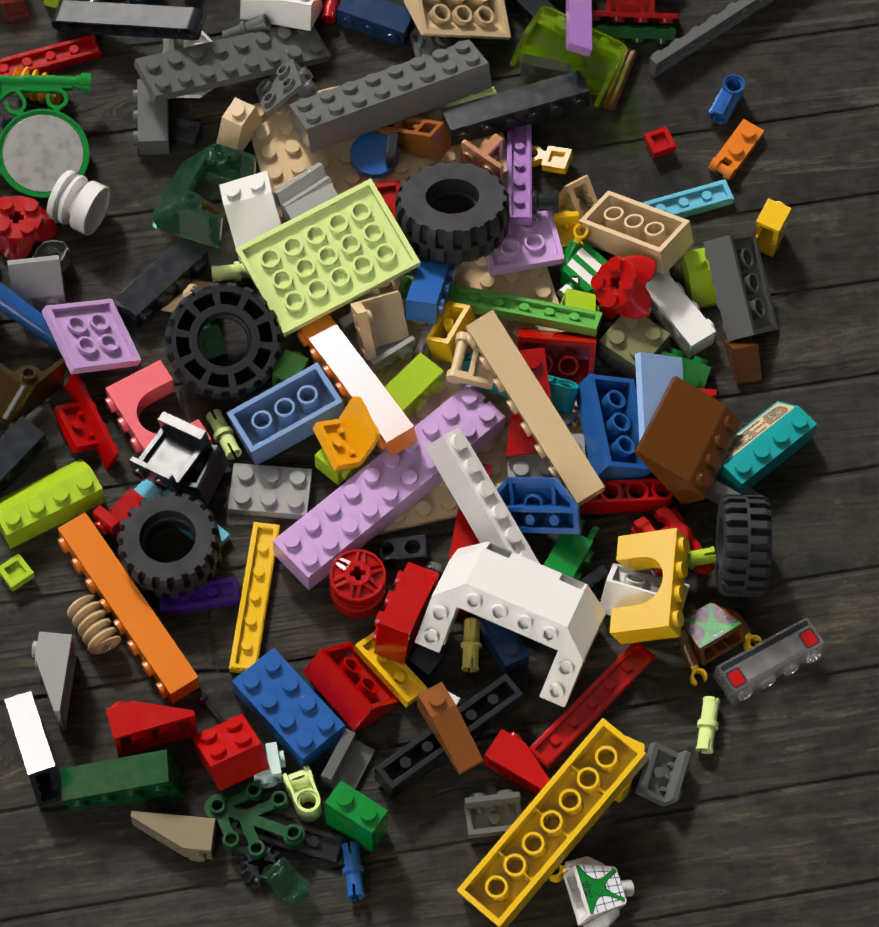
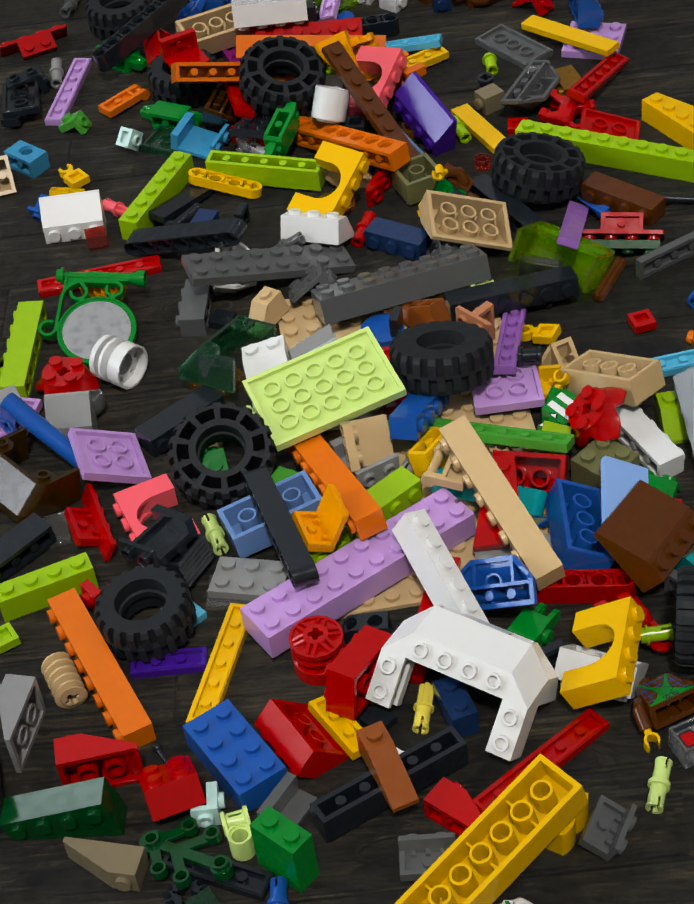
camera: 15 degrees right, 20 degrees down
(303, 441) = (280, 527): none -> black beam

